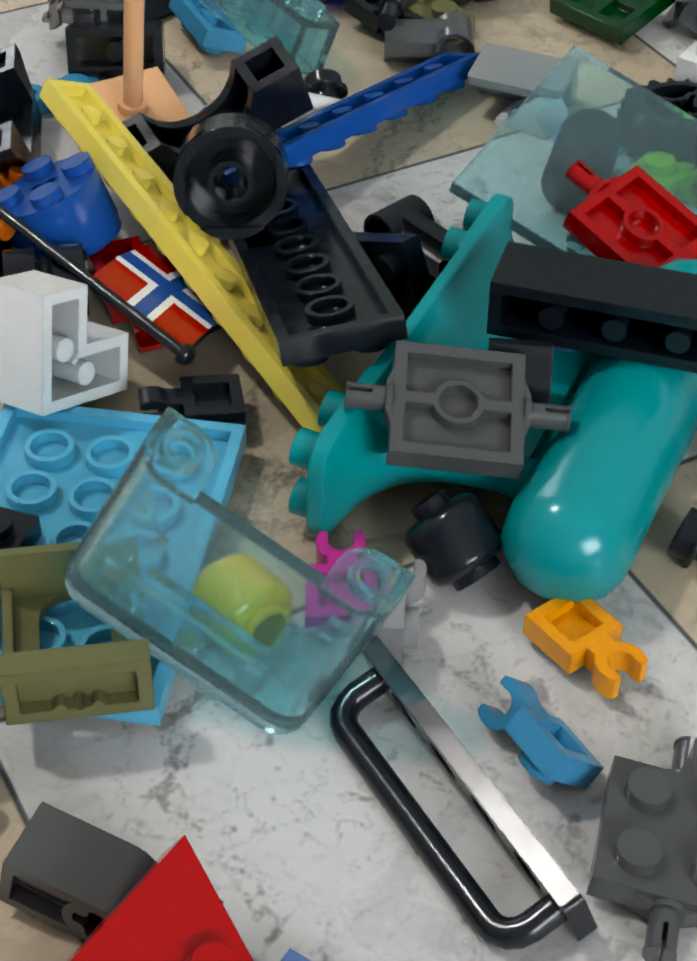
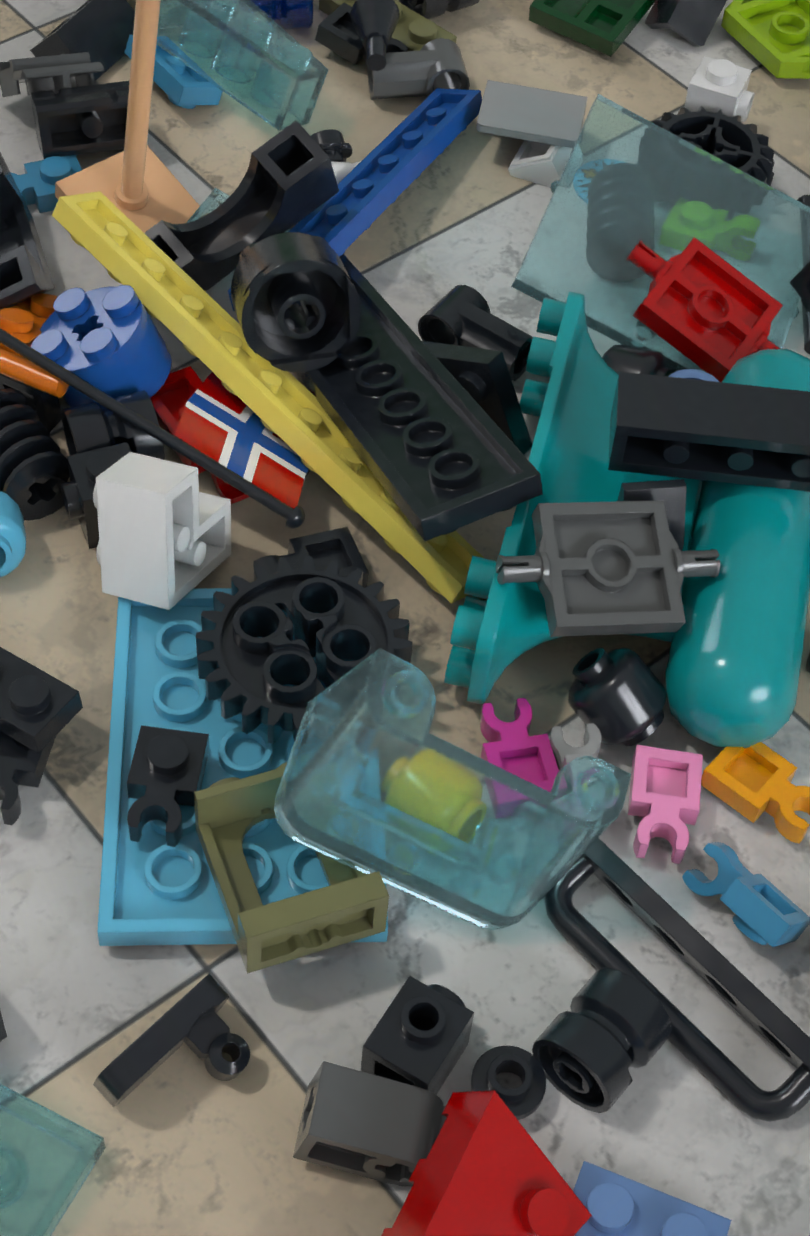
camera: 15 degrees left, 10 degrees up
(102, 441) = (330, 621): none -> black gear
(156, 803) = (419, 1036): none -> black brick
(241, 884) = (520, 1100): none -> black plate
(349, 830) = (609, 1029): none -> black wheel
(477, 635) = (667, 794): none -> bright pink plate

